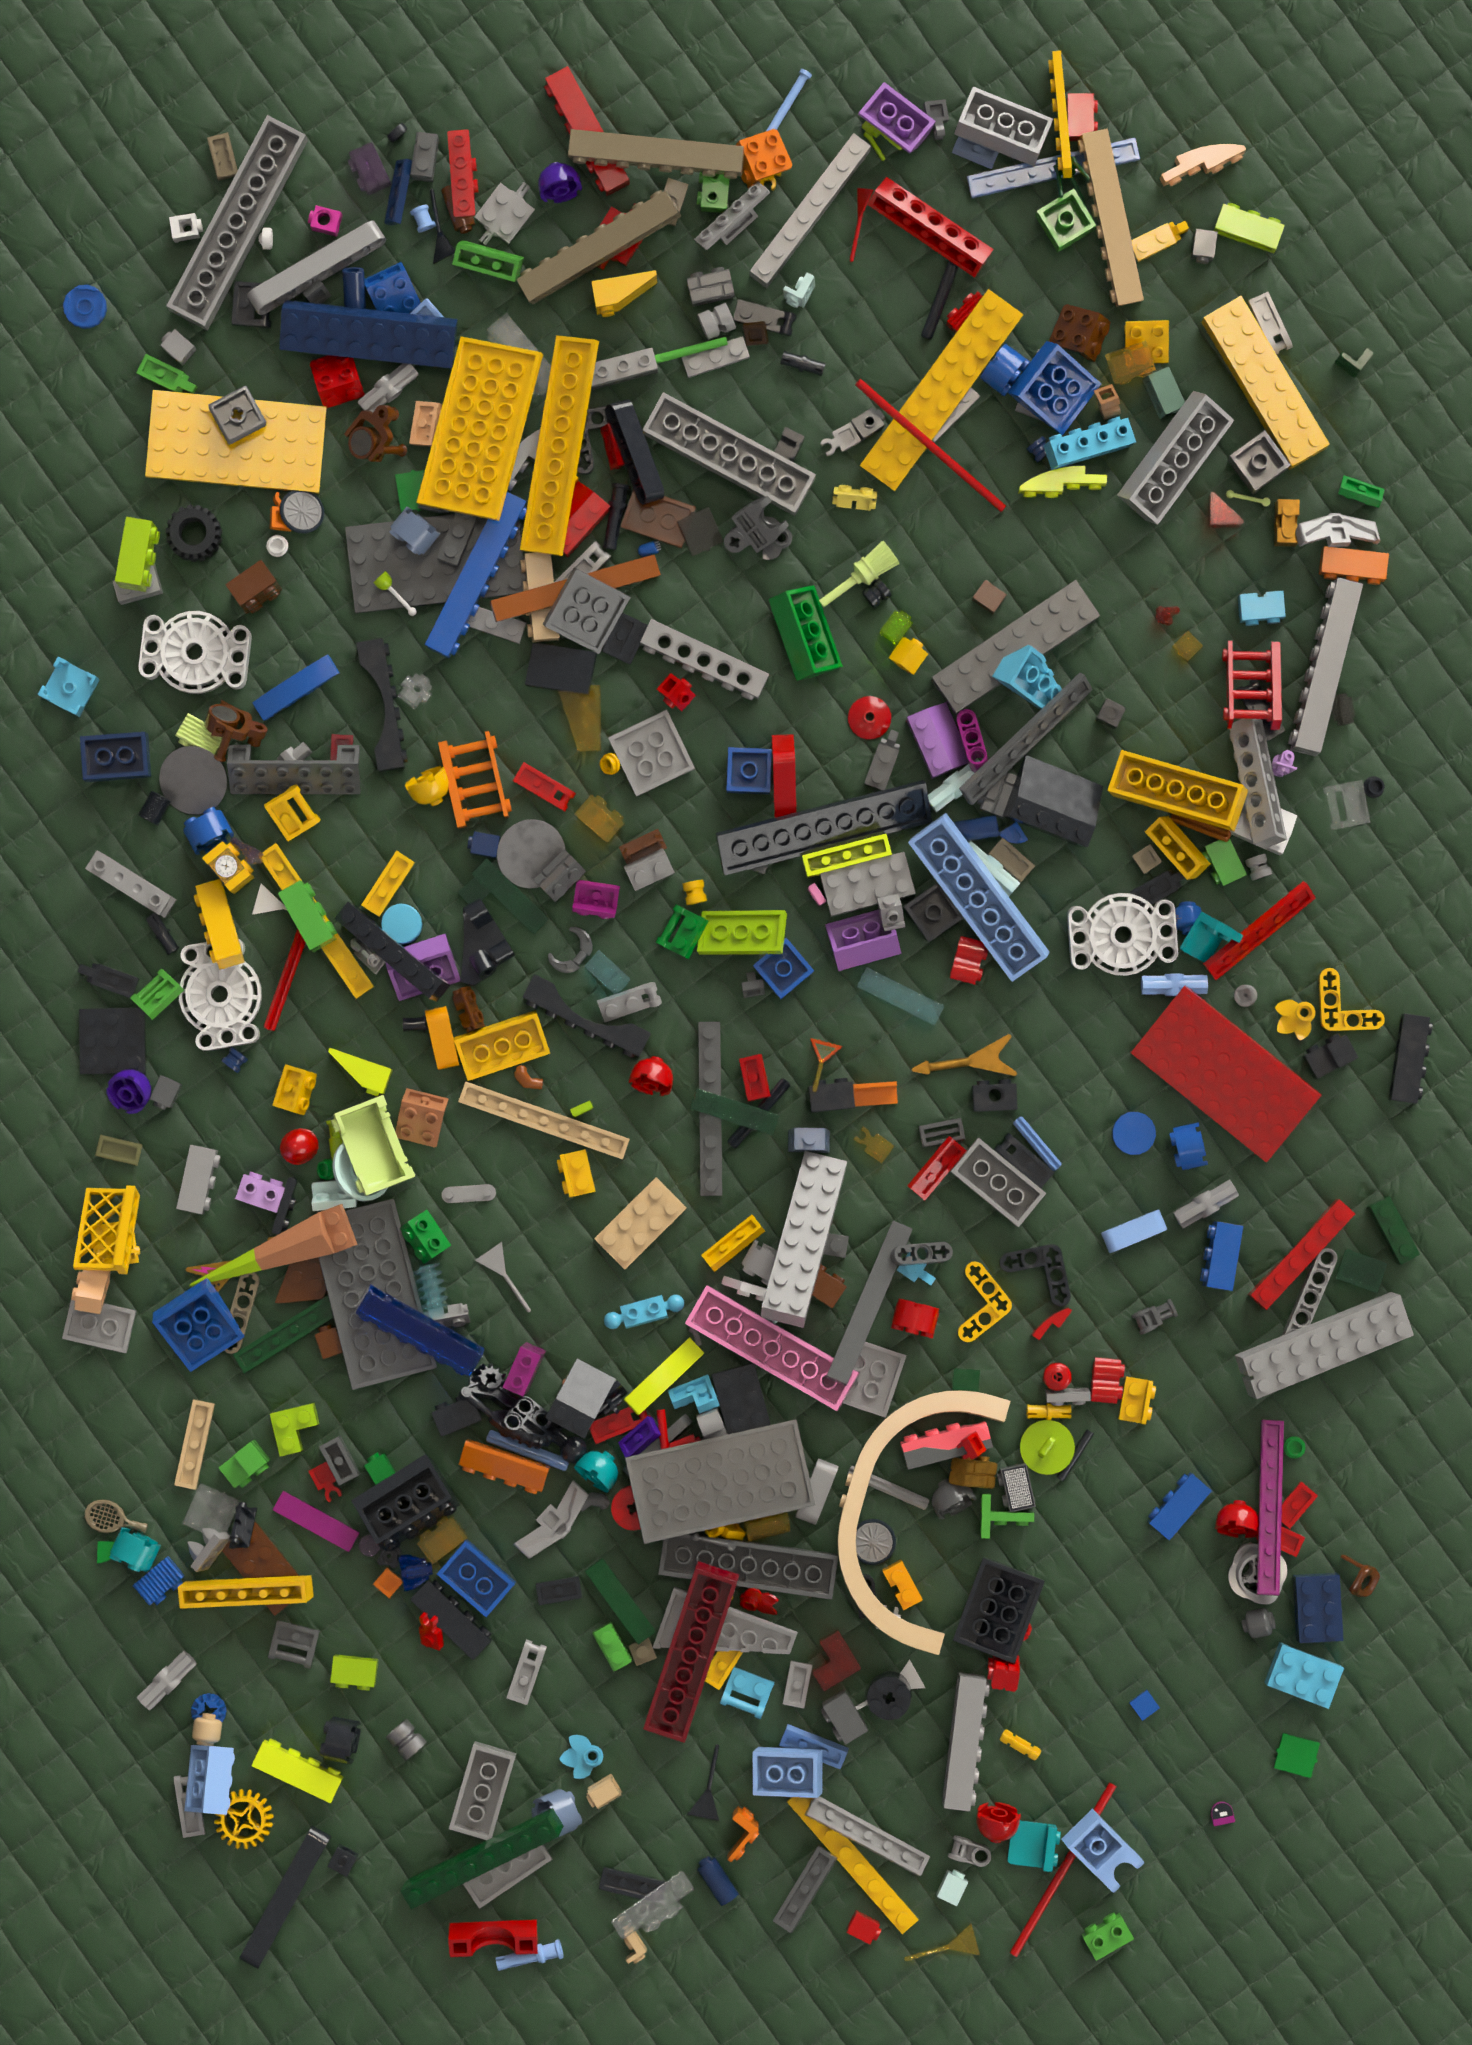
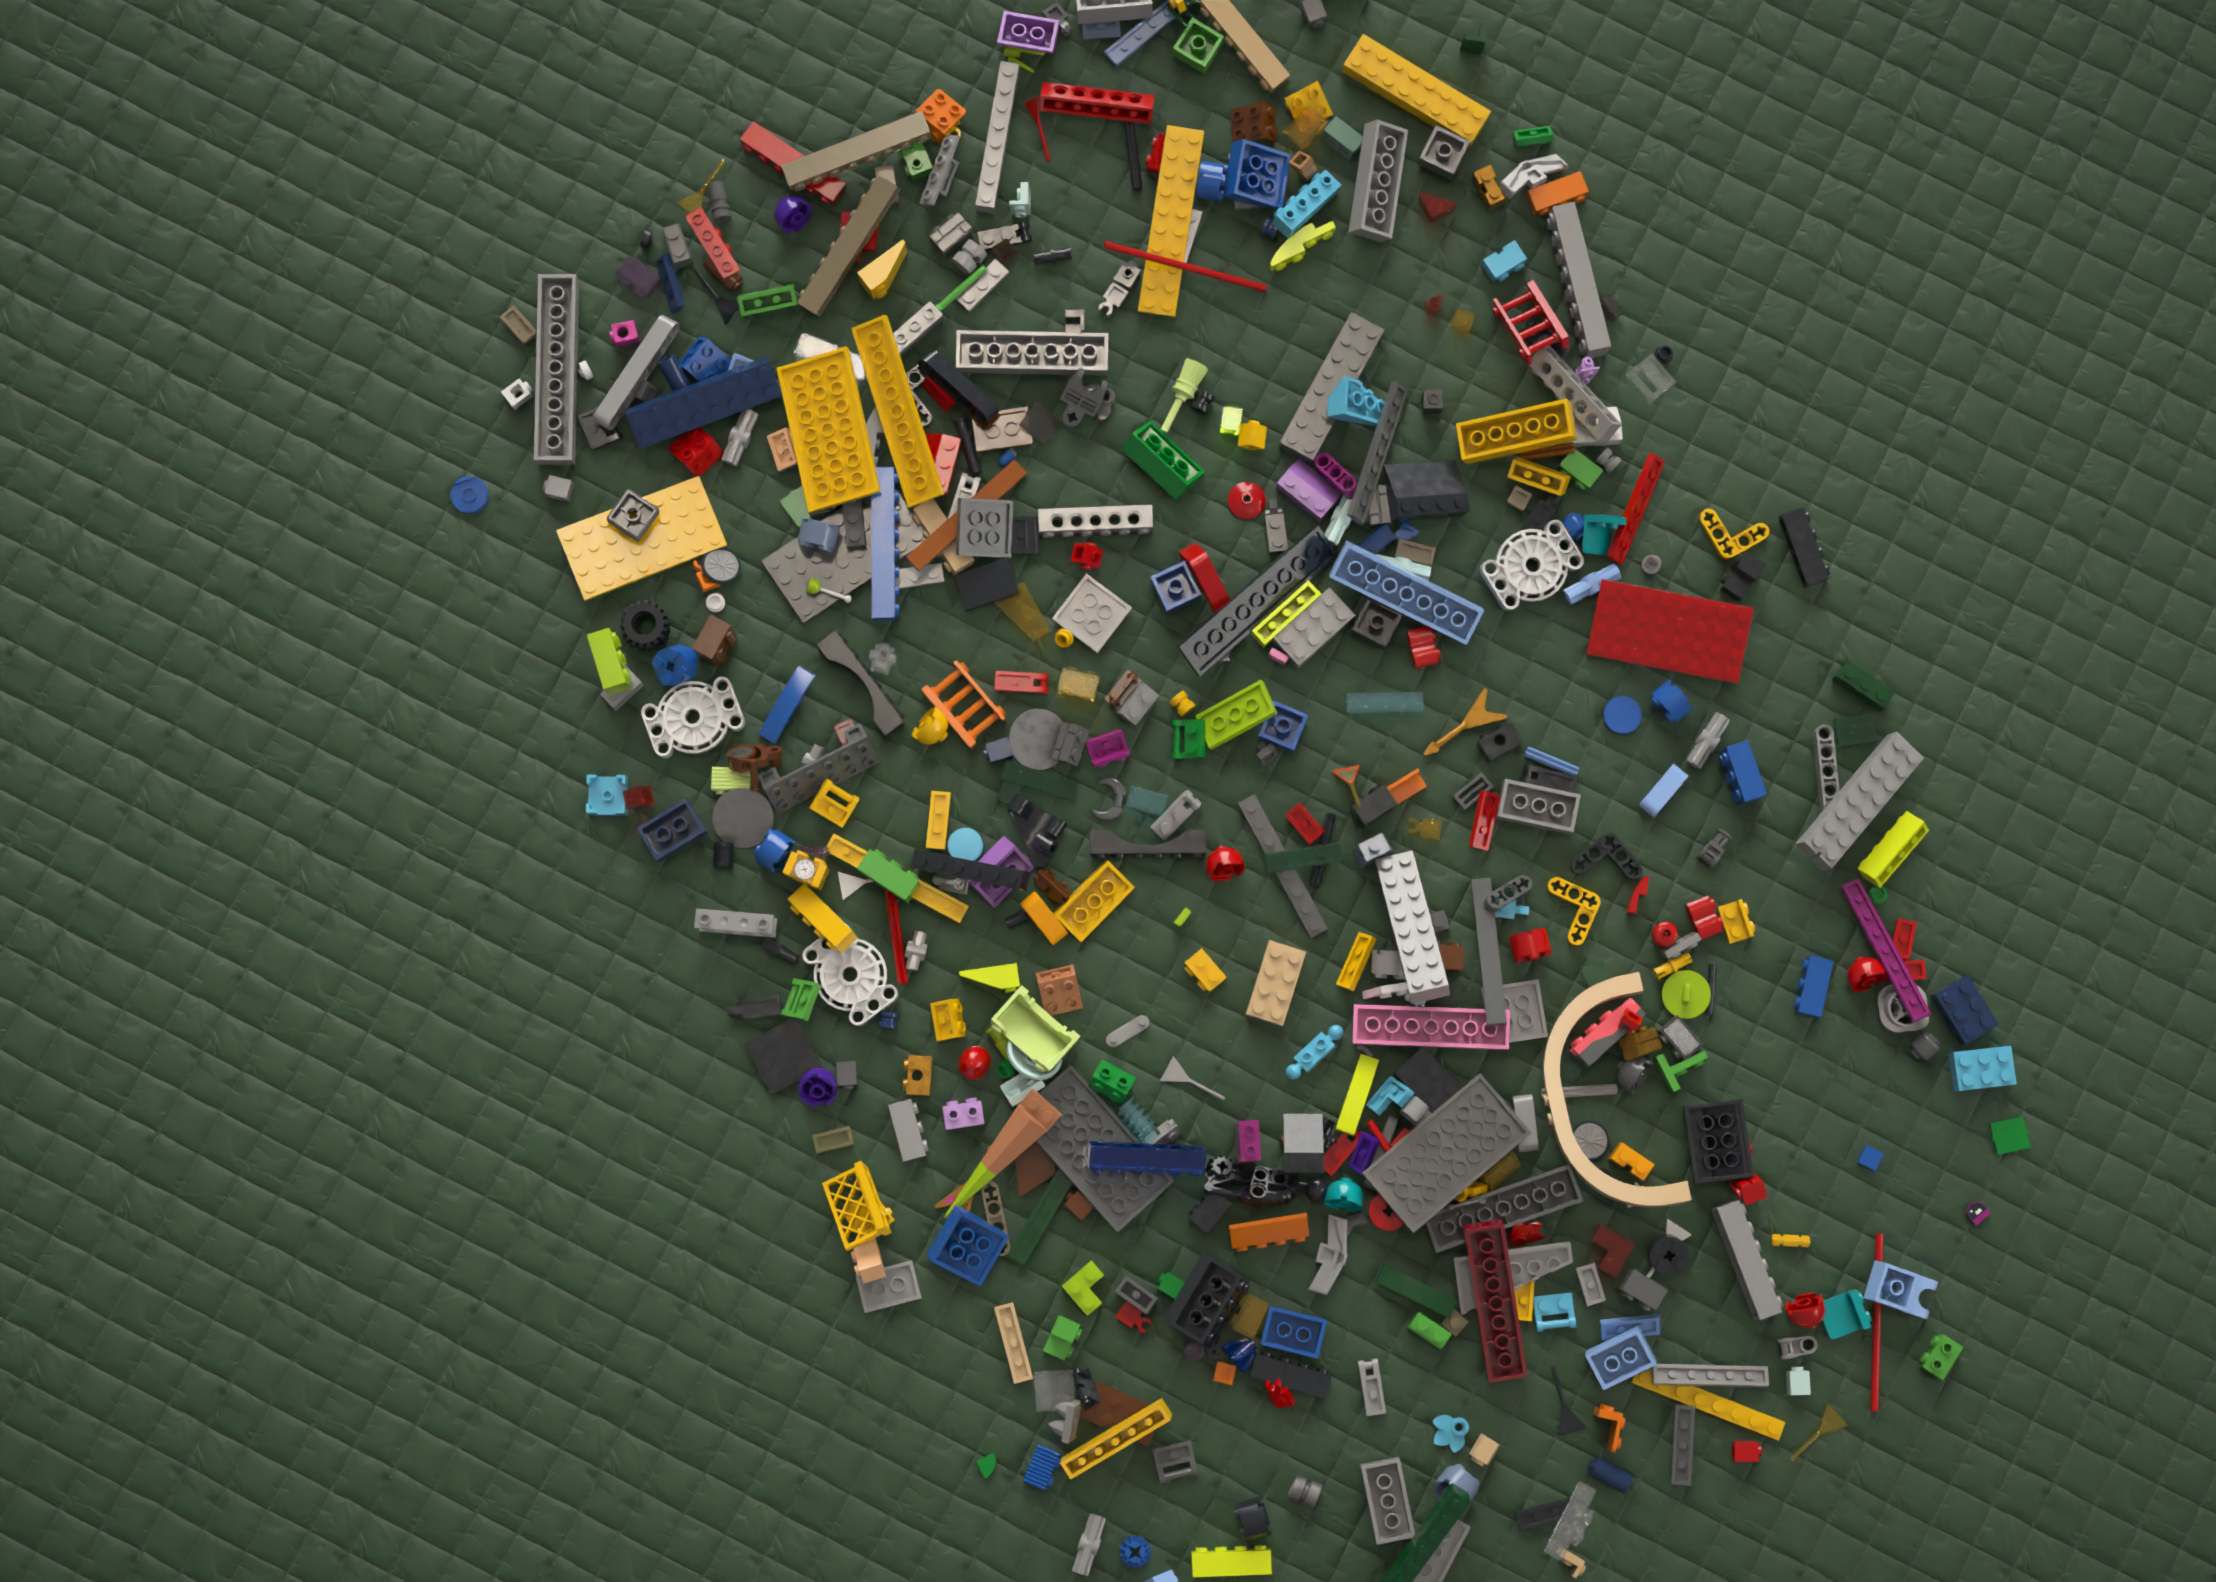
camera: 25 degrees left, 5 degrees down
(99, 705) = (638, 797): none -> clear red bracket
(134, 1549) = (1010, 1451): teal brick -> none
(142, 1527) = (997, 1433): dark tan piece -> none
(165, 375) = (559, 515): bright green hinge -> none
(203, 590) = (675, 665): none -> blue brick
(207, 1730) = (1142, 1566): tan head -> none
(232, 1143) = (923, 1086): none -> pearl gold brick
(287, 1203) = (989, 1112): black hinge -> none
(298, 1004) = (916, 951): none -> light grey axle
(316, 1521) = (1142, 1353): magenta tile -> none
(354, 1671) = (1235, 1458): lime brick -> none
(374, 441) = (747, 484): reddish brown piece -> none
(422, 218) = (699, 294): light blue bush -> none
(466, 118) = (694, 201): none -> clear yellow piece
(492, 131) = (720, 208): none -> dark grey axle
(504, 213) = (761, 259): light grey plate -> none
(525, 1080) = (1126, 918): dark orange arm -> none
(536, 1454) = (1285, 1209): medium blue axle -> none
(544, 1120) = (1157, 942): tan plate -> none
(558, 1590) = (1363, 1308): black plate -> none
(804, 75) = (939, 38): light blue bar -> none
(861, 940) = (1332, 672): medium lavender slope -> none
(862, 497) = (1139, 338): light yellow hinge -> none
(891, 912) = (1344, 639): light grey brick -> none
(989, 597) = (1290, 360): reddish brown panel -> none
(1158, 240) = (1277, 25): yellow hinge -> none
(1265, 502) = (1464, 181): yellowish green hinge -> none
(1270, 321) = (1395, 43): plate -> none
(1292, 1020) = (1697, 564): yellow plate -> none
(1302, 1254) = (1803, 742): red arch -> none
(1333, 1410) = (1893, 849): none -> neon yellow brick
(1365, 1570) = (1986, 960): reddish brown piece -> none

